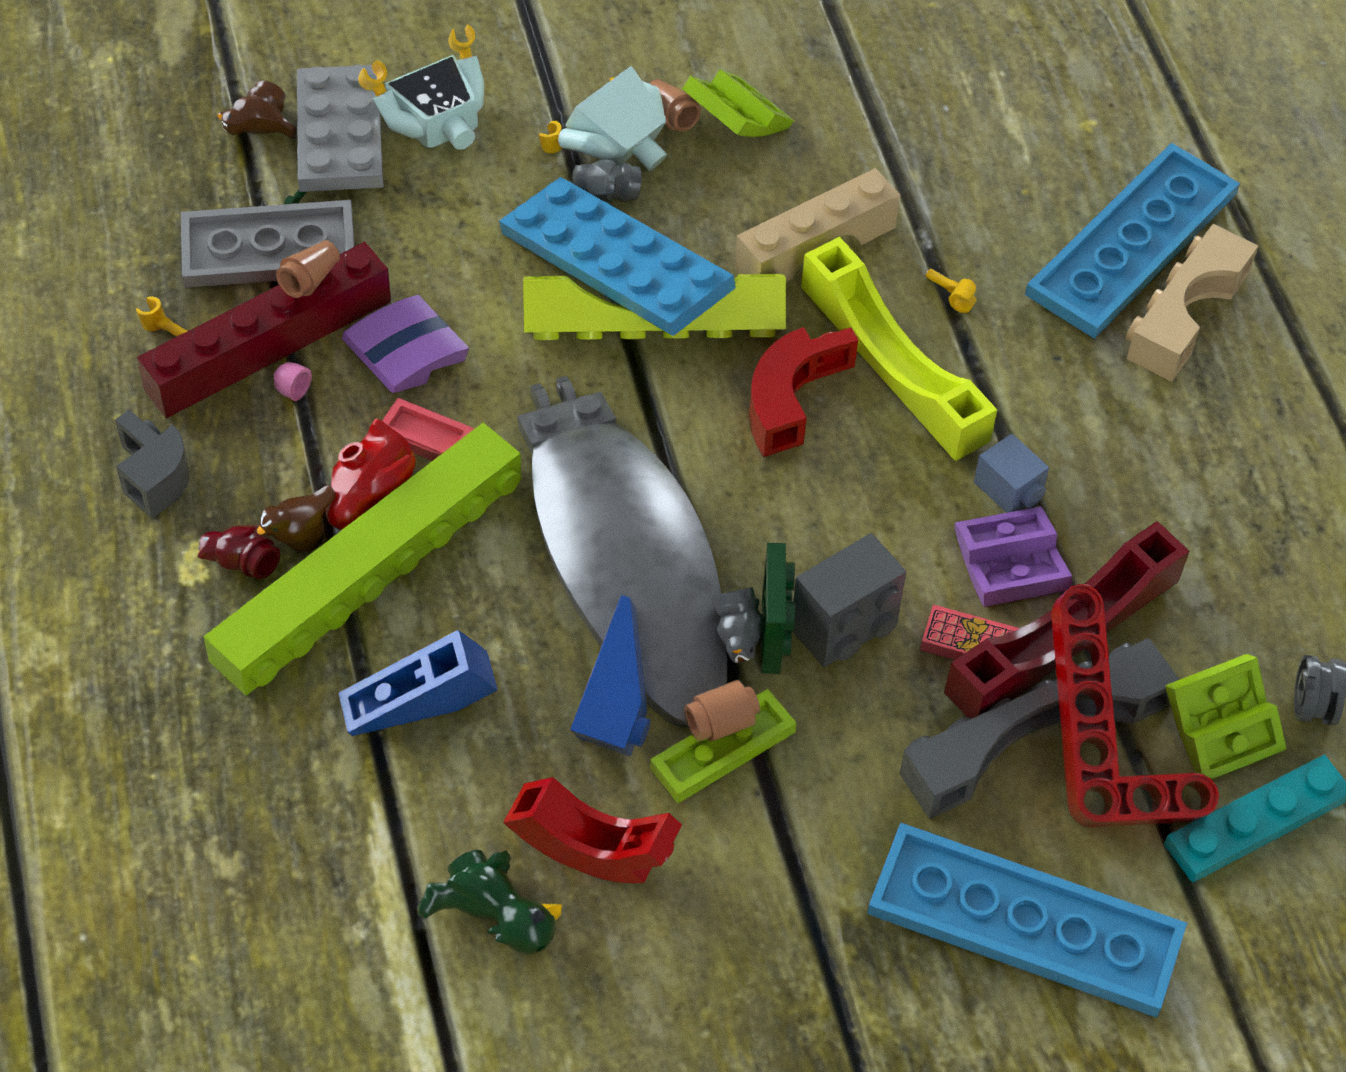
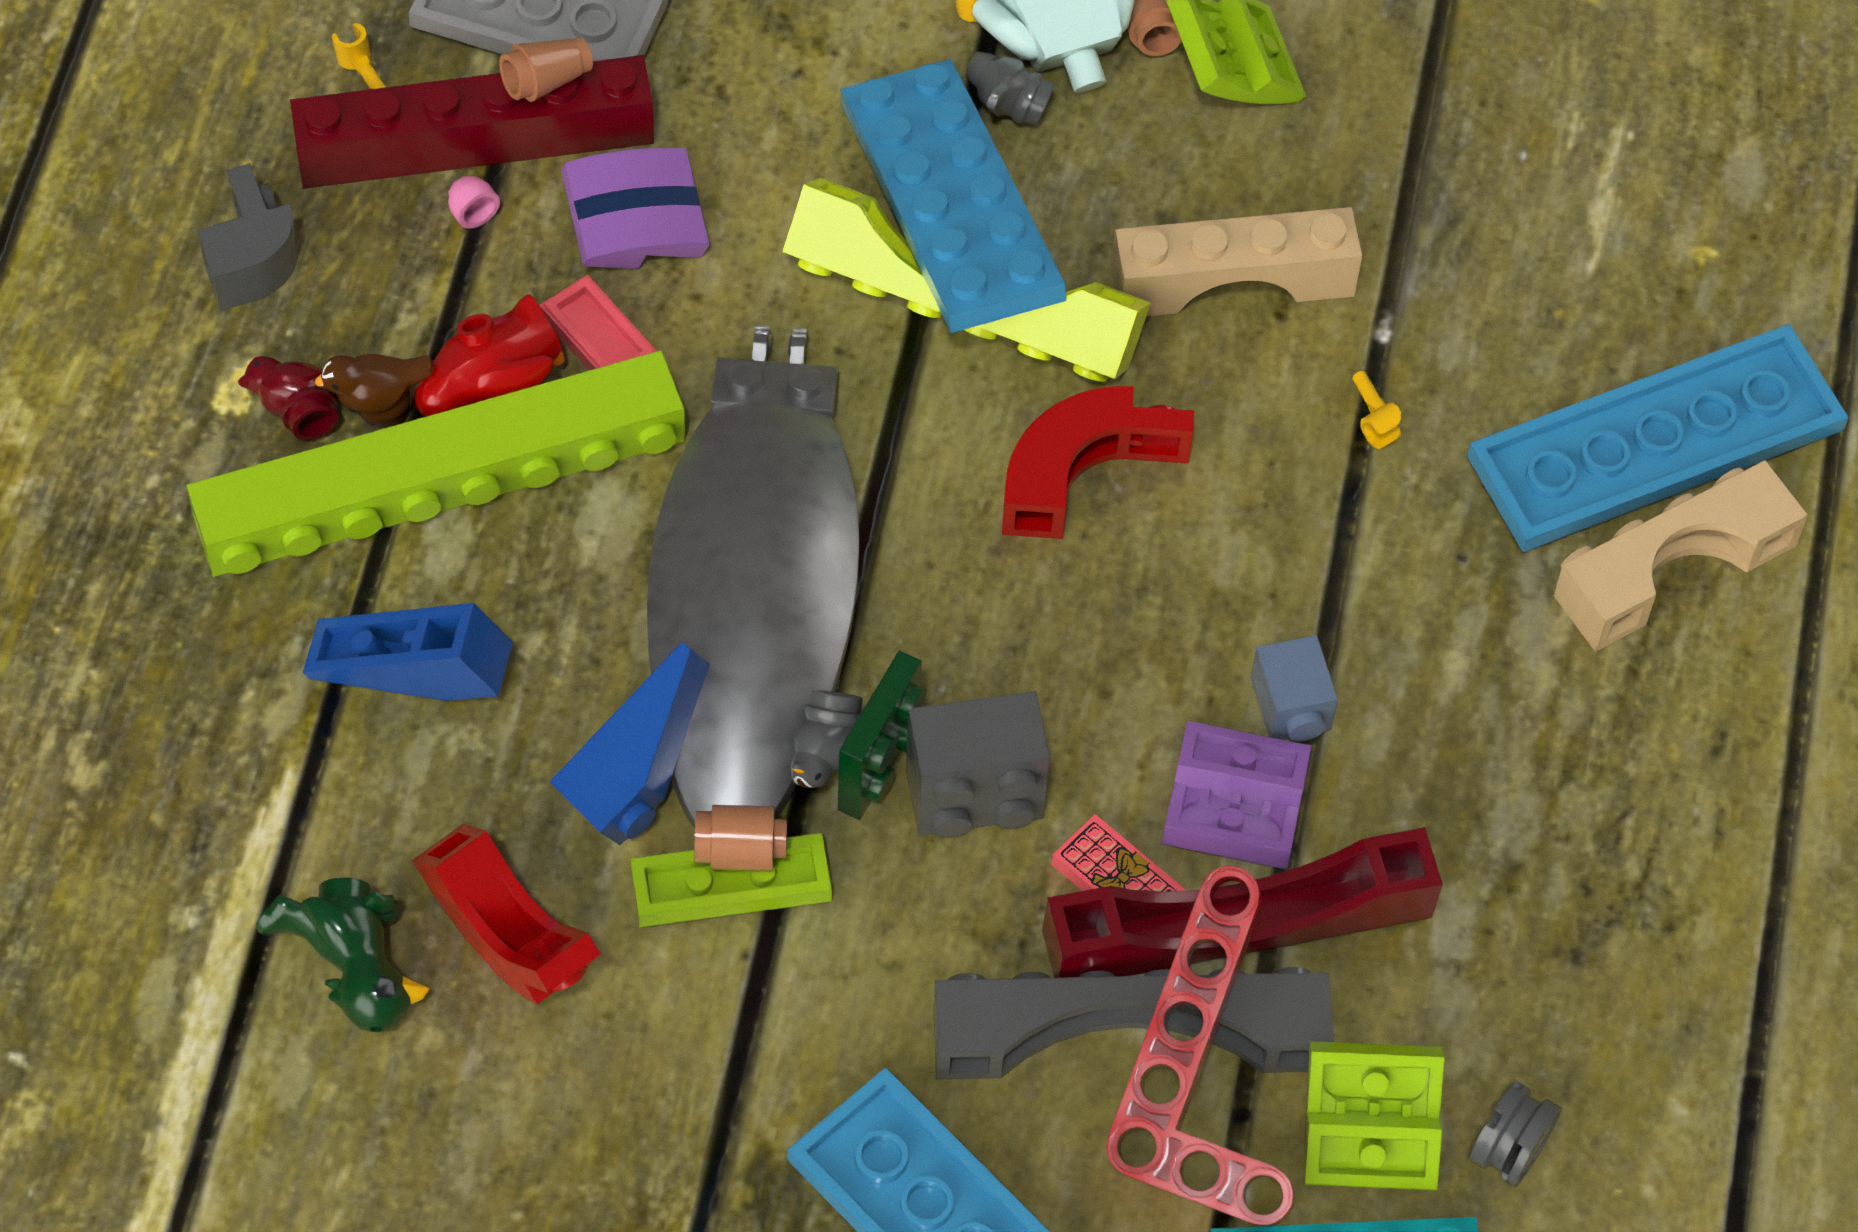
camera: 25 degrees right, 5 degrees up
(945, 404) = (1251, 527): neon yellow arch -> none

